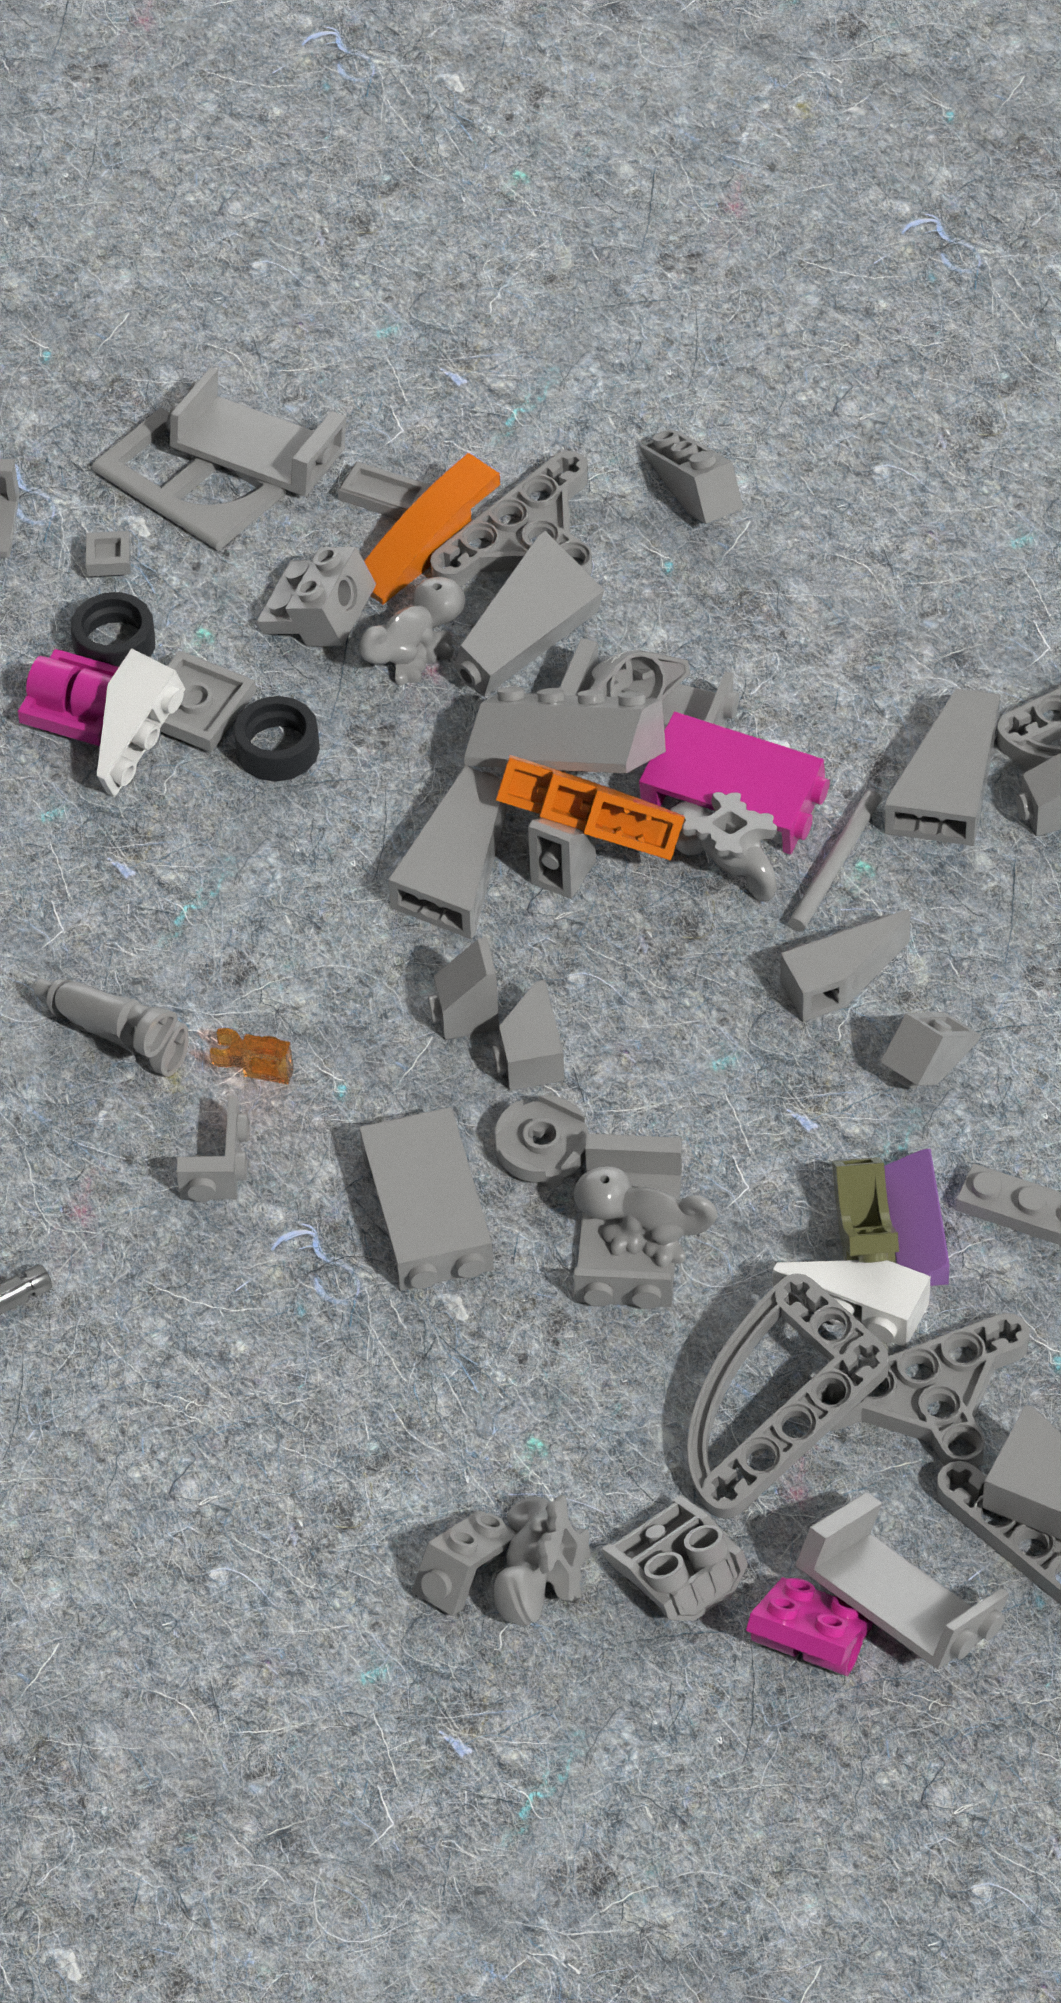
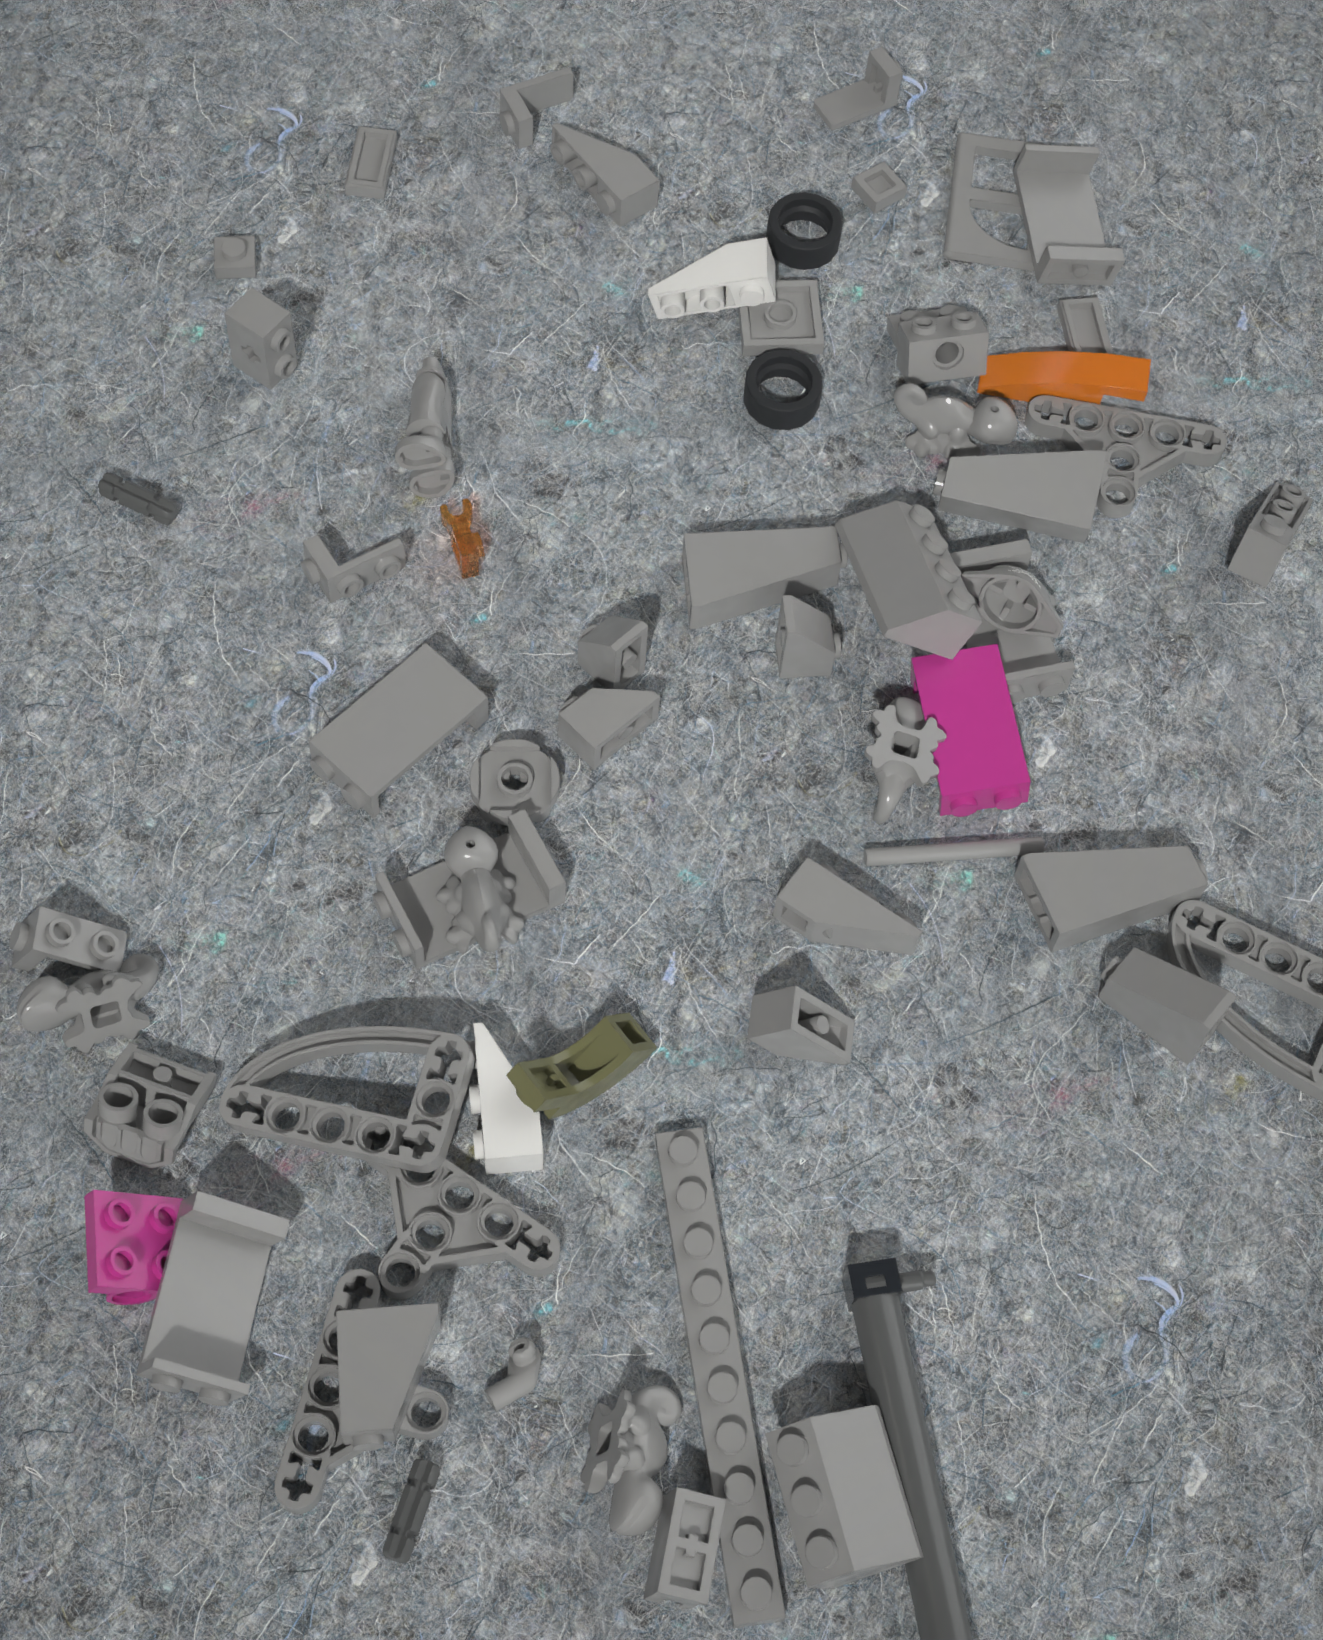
camera: 50 degrees right, 10 degrees up
(67, 695) = (720, 222): dark pink plate -> none
(590, 807) = (847, 633): orange slope -> none
(917, 1216) = (615, 1114): medium lavender slope -> none

